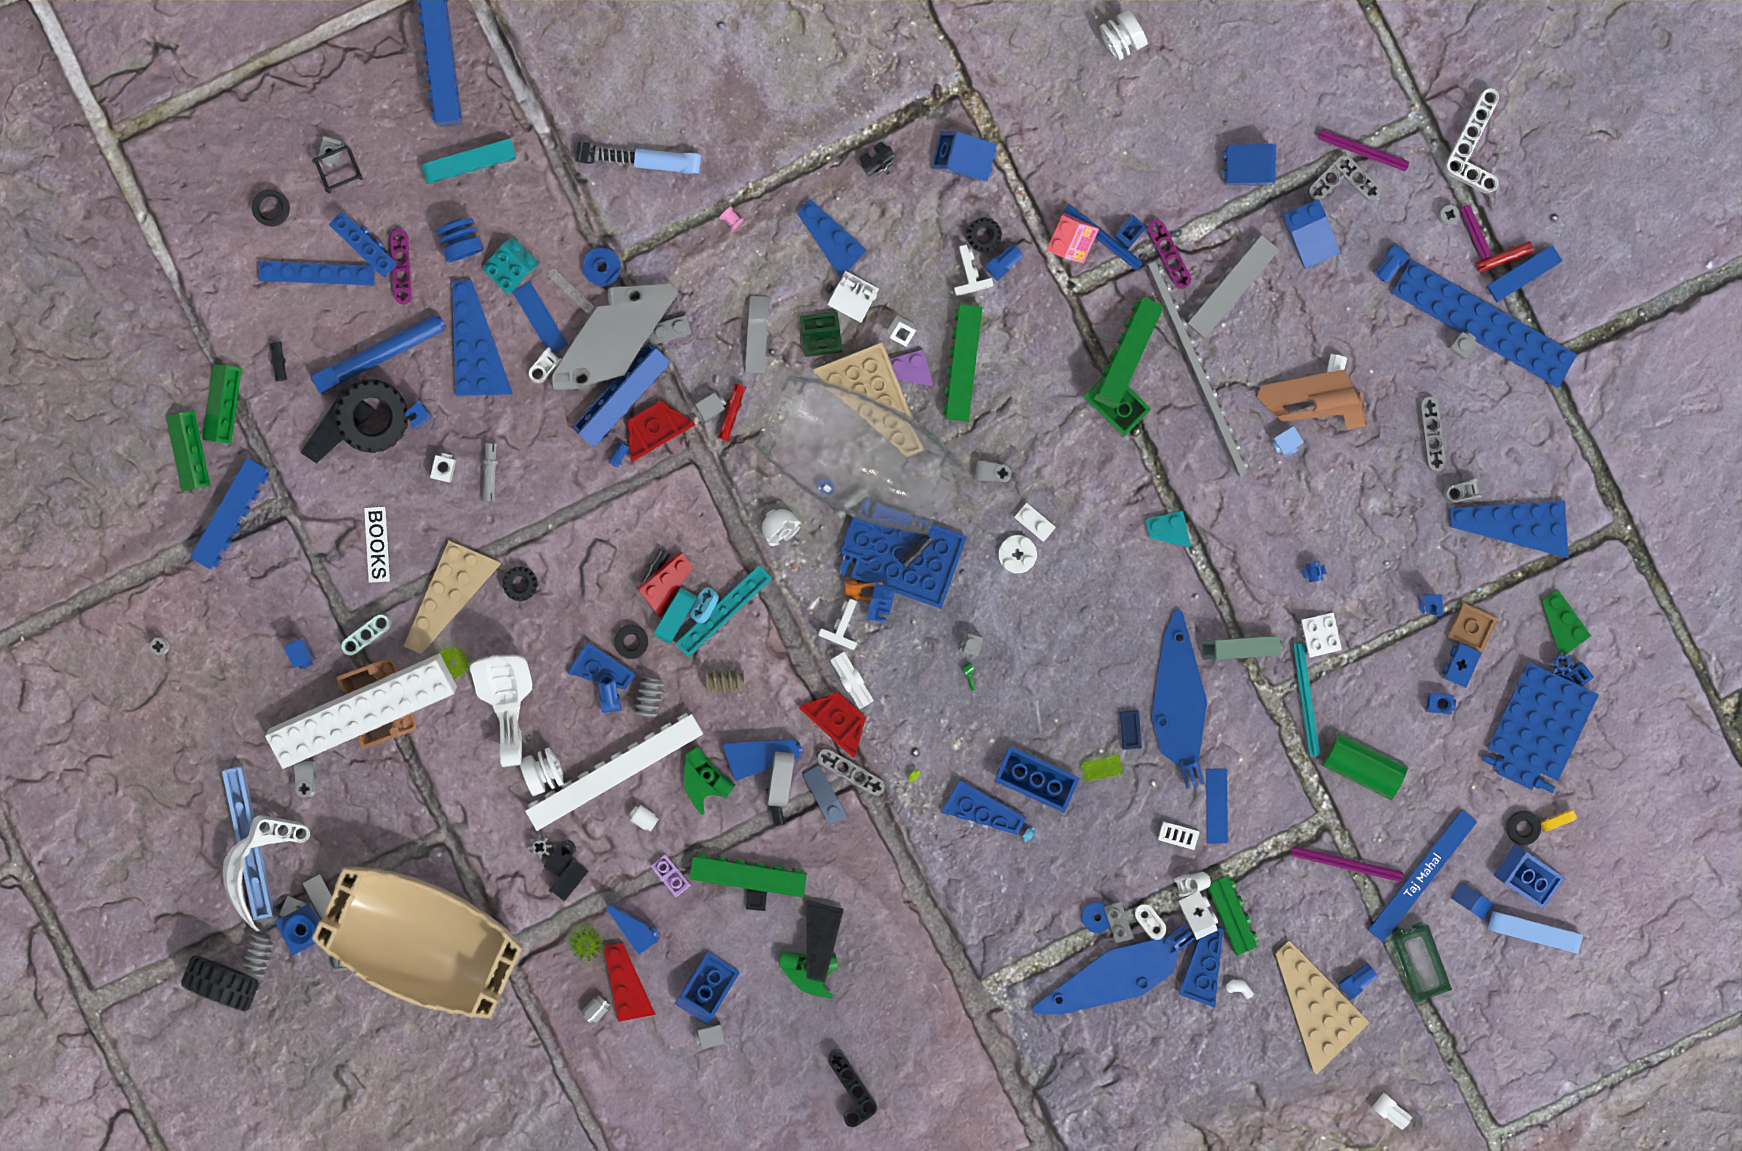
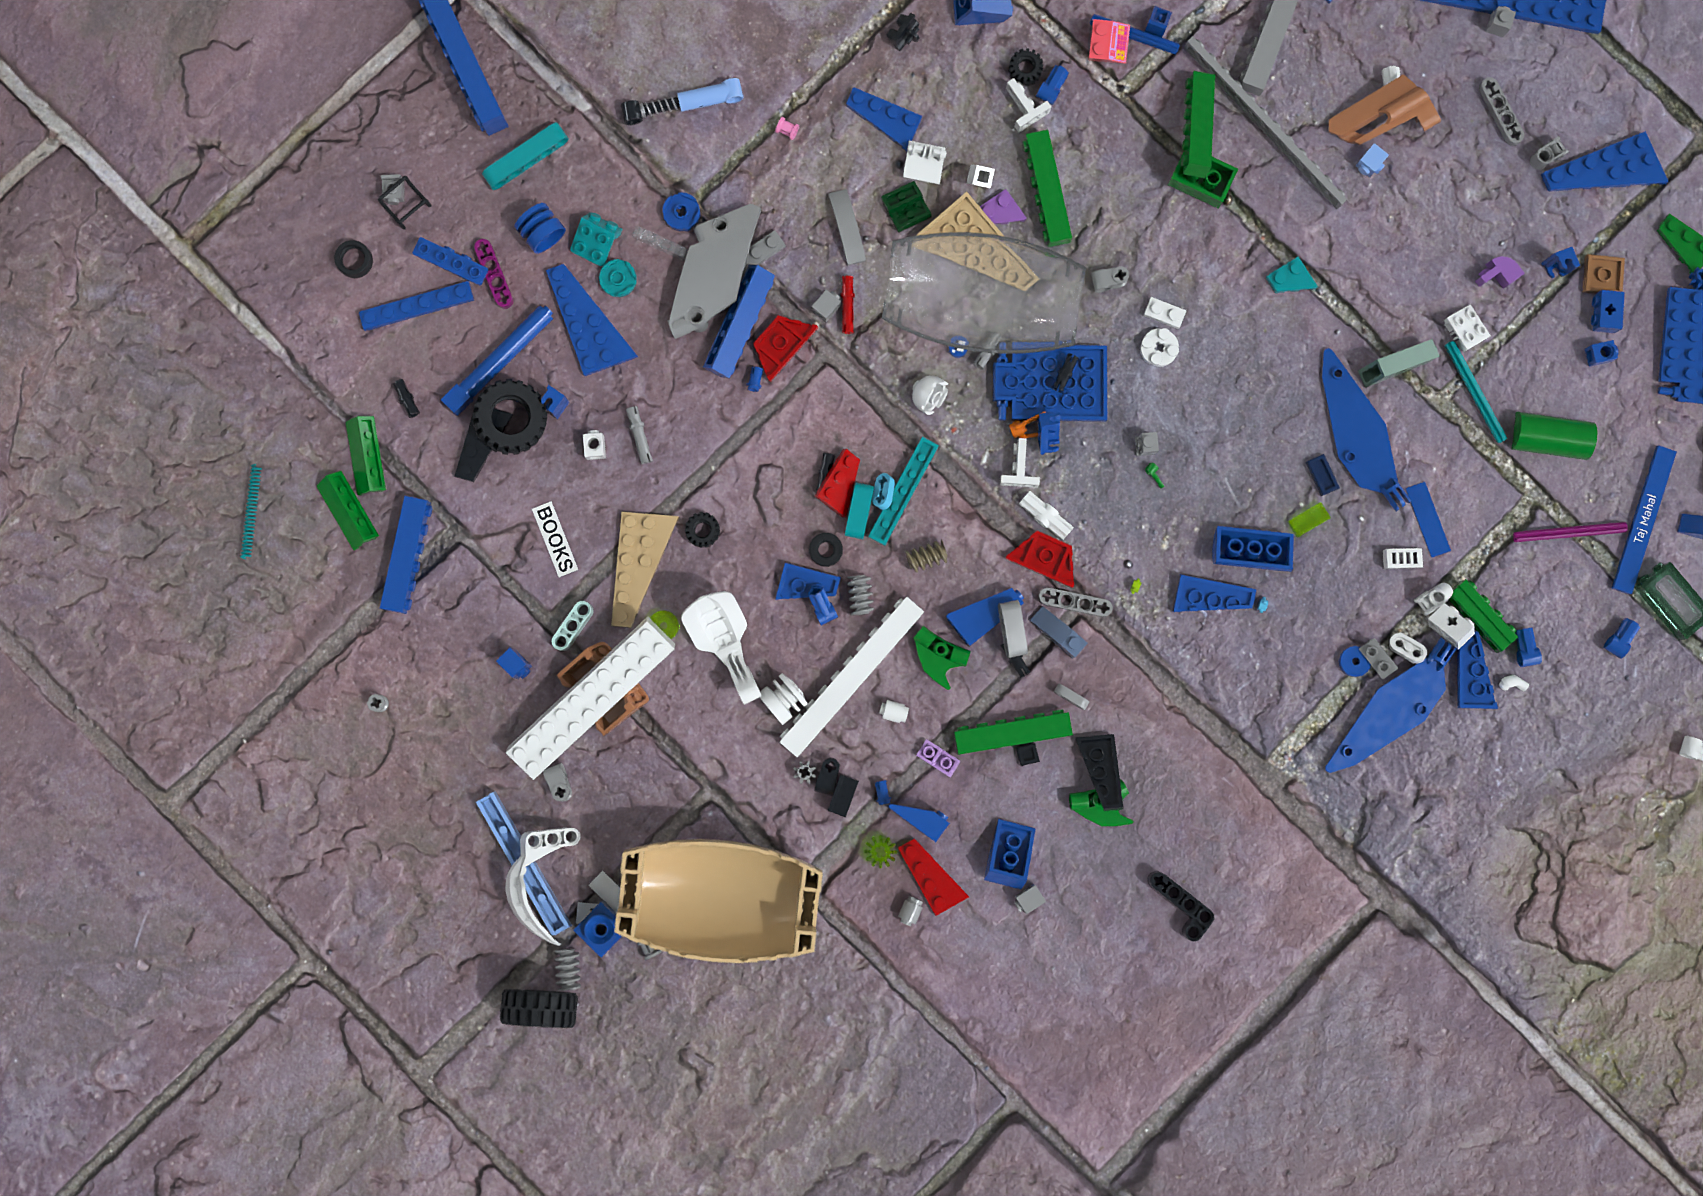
camera: 20 degrees left, 5 degrees down
(102, 410) = (251, 488): none -> teal piece
(519, 311) = (618, 278): none -> teal tile
(540, 317) = (646, 284): blue sticker -> none
(545, 365) = (658, 317): white piece -> none
(607, 889) = (882, 792): none -> blue pin
(815, 859) = (1071, 696): none -> light grey beam
(1171, 253) = (1199, 31): magenta beam -> none
(1263, 964) = (1527, 651): none -> blue piece
(1314, 571) = (1440, 270): blue gear -> none
(1322, 1012) = (1600, 680): tan wing -> none
(1375, 589) = (1503, 269): none -> medium lavender brick

